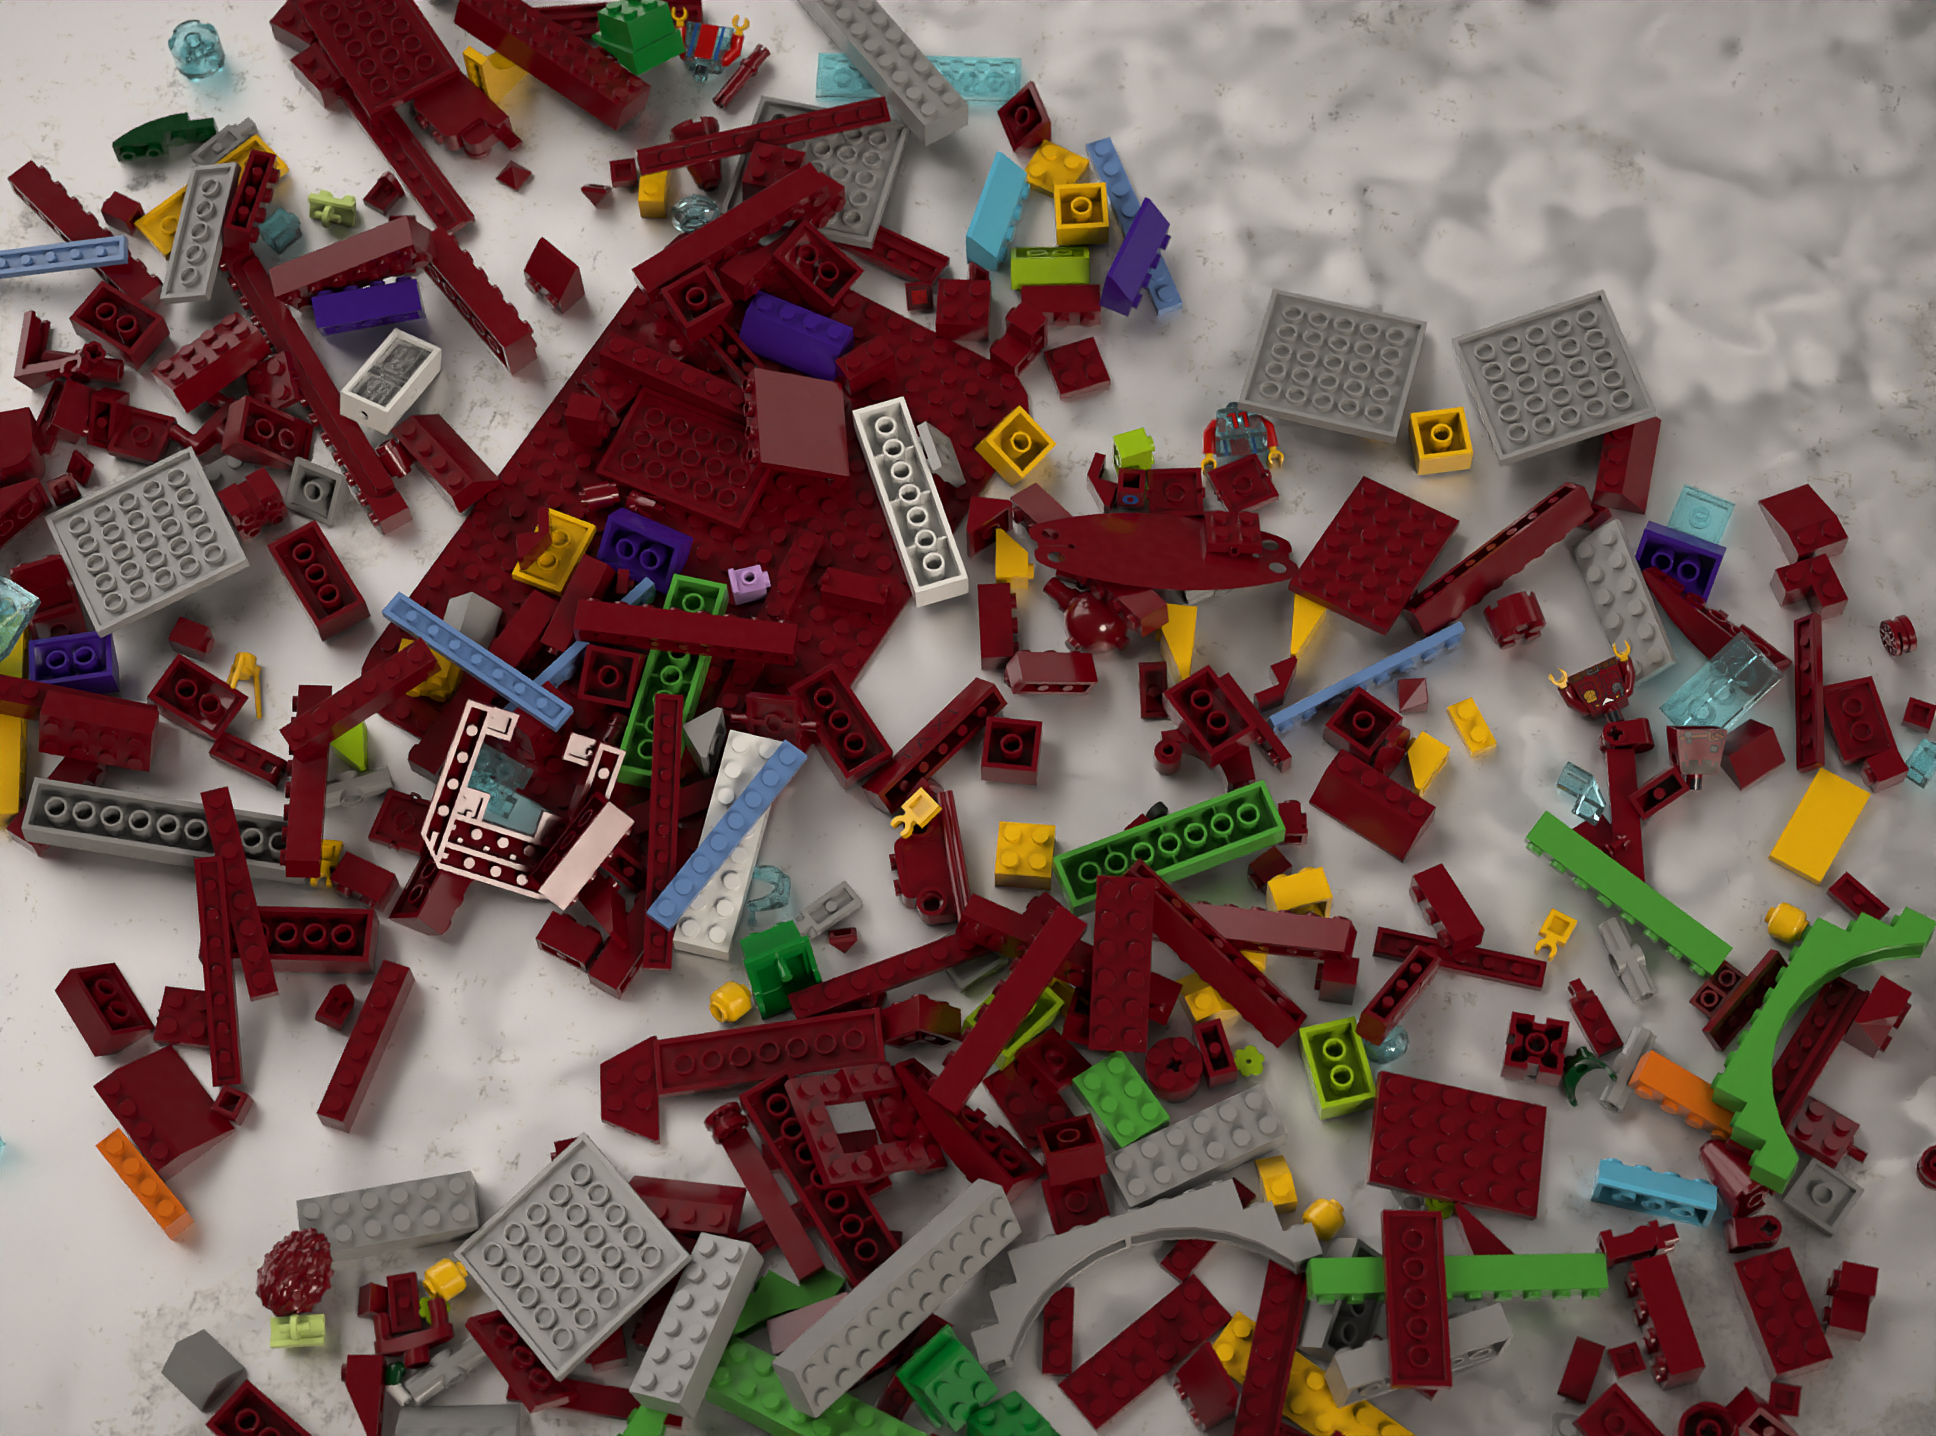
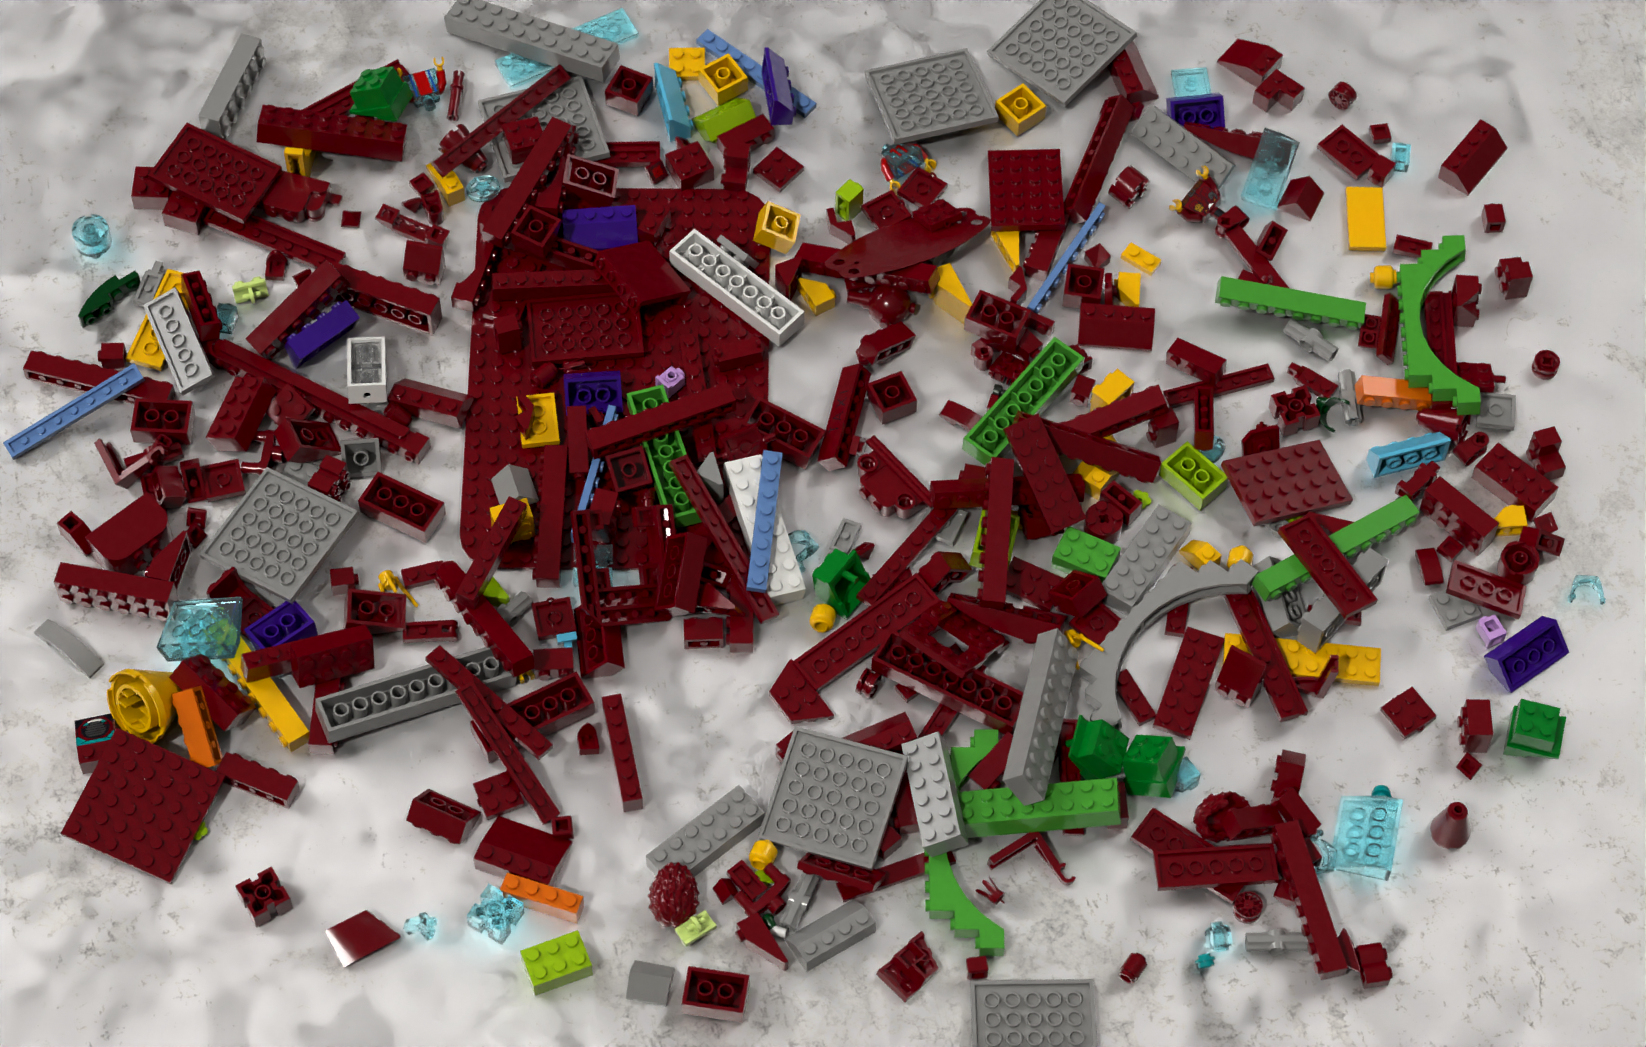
camera: 35 degrees left, 5 degrees down
(57, 1171) = (495, 914): none -> clear light blue brick
(104, 1279) = (556, 962): none -> lime brick
(287, 678) = (422, 574): none -> dark red hinge
(400, 861) = (566, 639): none -> medium azure tile
(478, 661) = (548, 496): medium blue plate -> none
(573, 222) = (409, 228): none -> dark red slope
(581, 341) = (467, 293): none -> dark red arch
(617, 209) = (433, 208): none -> dark red piece
(773, 1205) = (927, 712): dark red tile -> none
(919, 809) = (864, 453): yellow plate -> none
(953, 171) = (629, 90): none -> dark red brick
(996, 625) = (833, 334): dark red brick -> none
(1025, 119) = (651, 40): dark red slope -> none
(1025, 855) = (938, 451): yellow brick -> none
(1028, 1209) = (1075, 640): none -> yellow plant
(1052, 1061) = (1032, 553): dark red plate -> none
(1086, 819) = (958, 414): none -> dark red slope
(1131, 488) = (861, 219): dark red brick -> none
(1151, 688) = (949, 325): dark red slope -> none
(1192, 785) = (1007, 367): none -> dark red hinge
(1348, 651) = (1044, 252): none -> dark red brick
(1459, 1066) = (1260, 439): none -> dark red piece
(1555, 930) = (1262, 344): yellow plate -> none
(1584, 787) = (1226, 259): clear light blue slope -> none
(1695, 751) = (1275, 208): dark red torso -> none
(1735, 1366) = (1511, 521): none -> yellow slope
(1809, 693) = (1314, 150): dark red tile -> none

